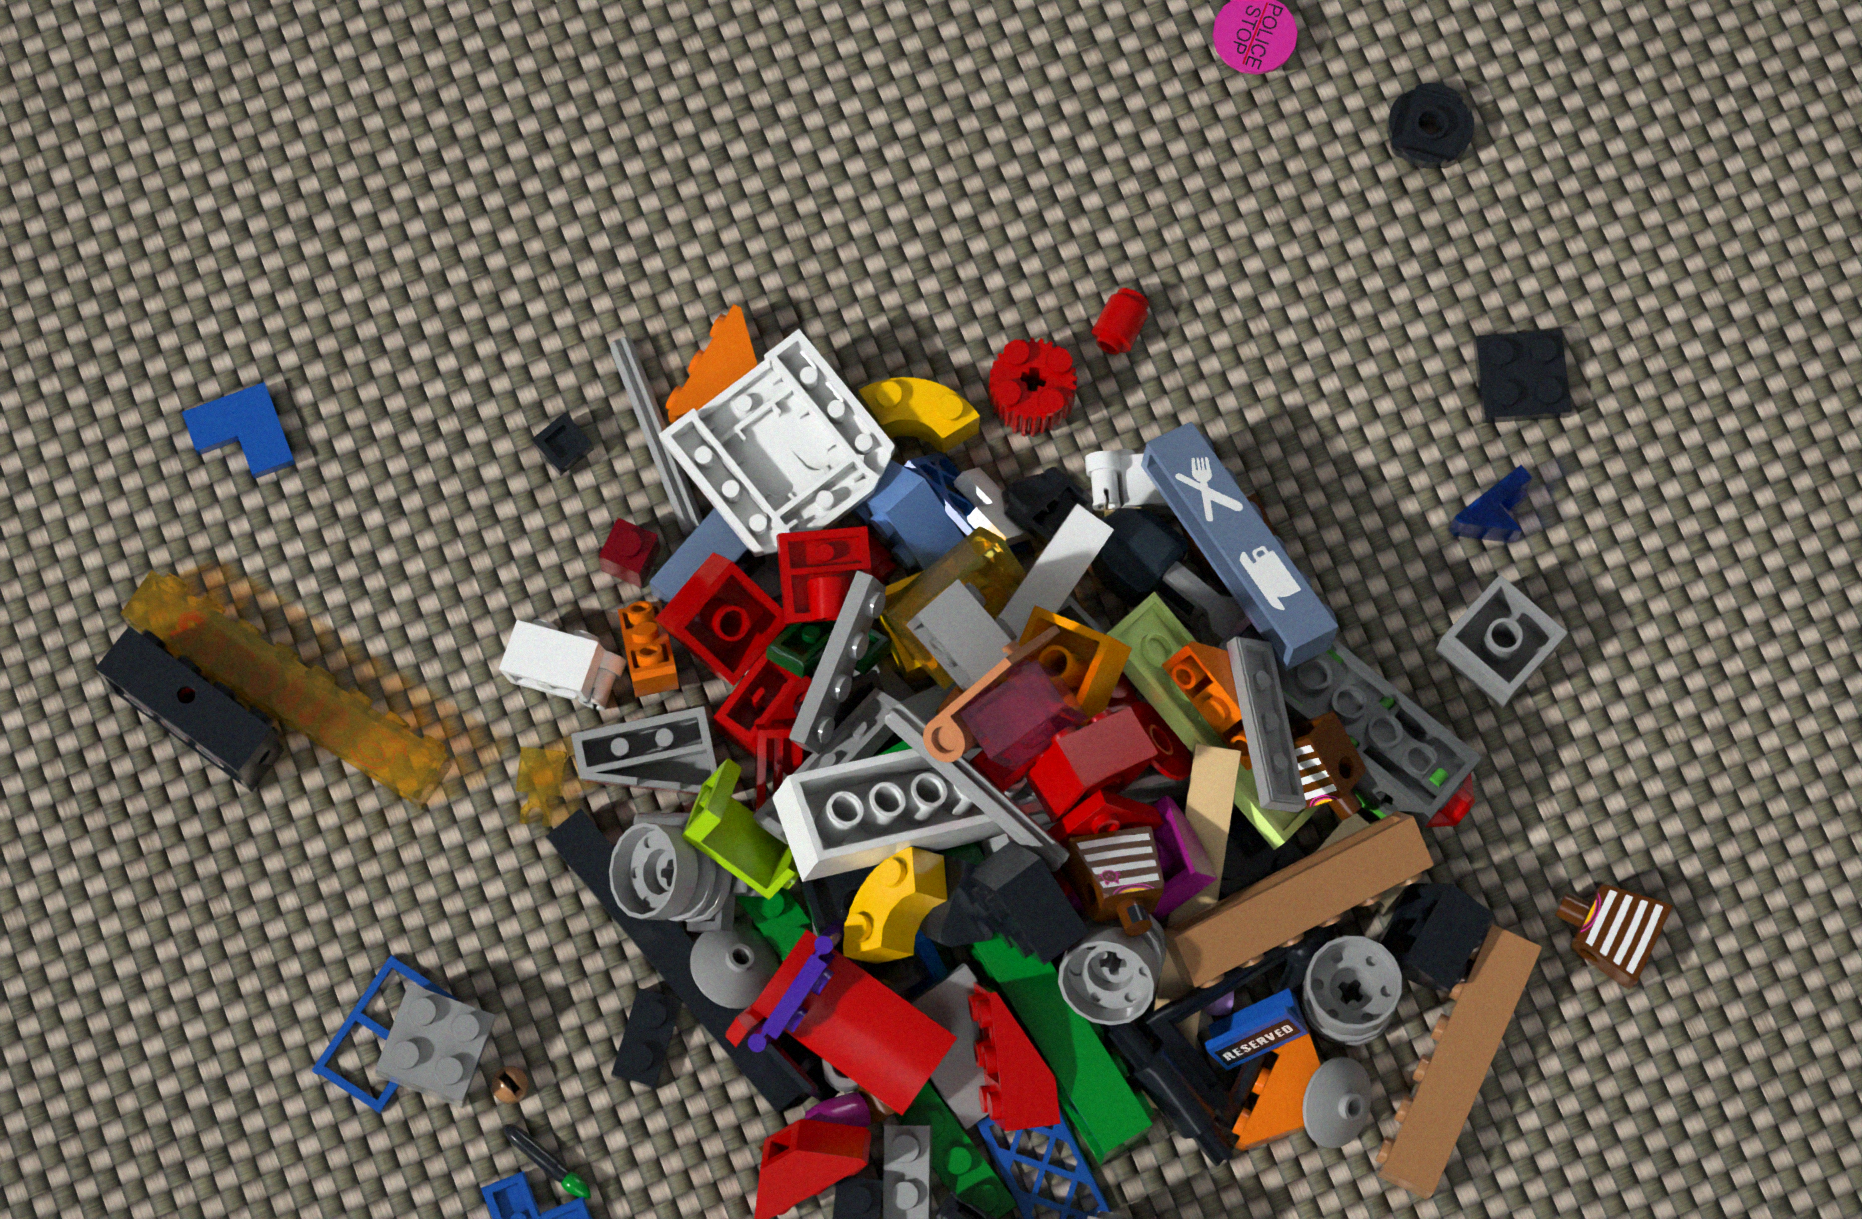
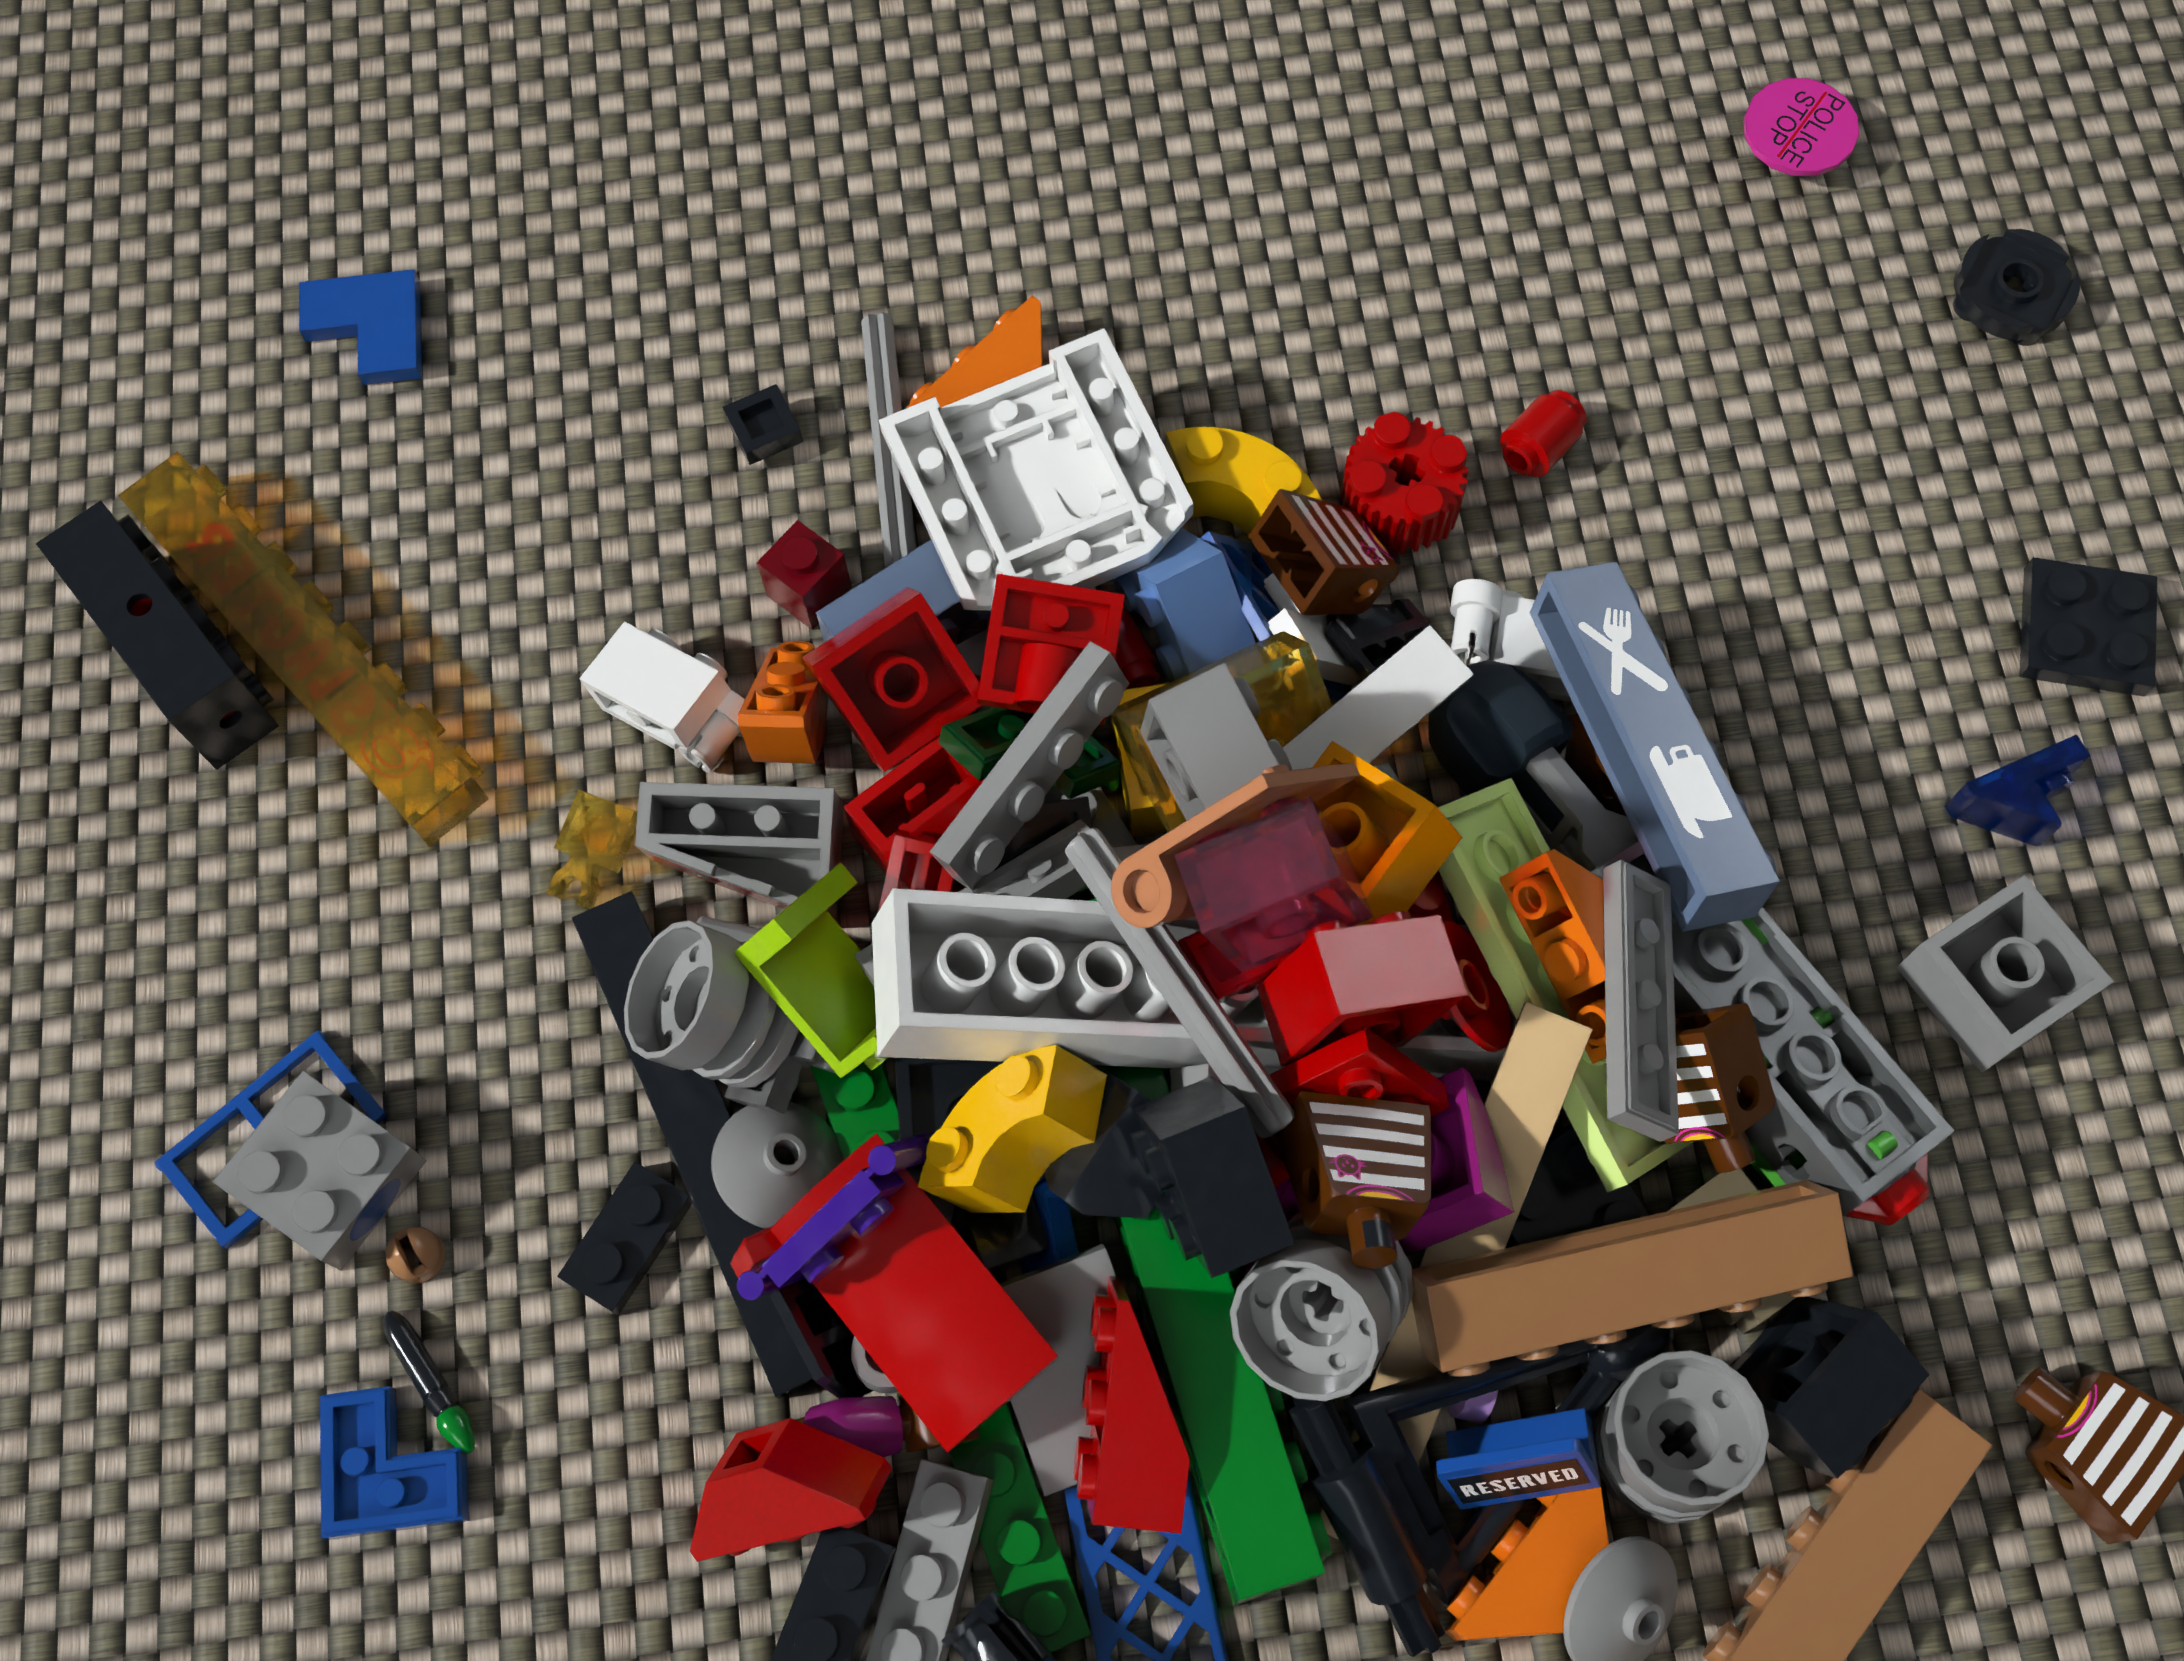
camera: 20 degrees right, 5 degrees down
(990, 455) = (1323, 554): none -> reddish brown torso

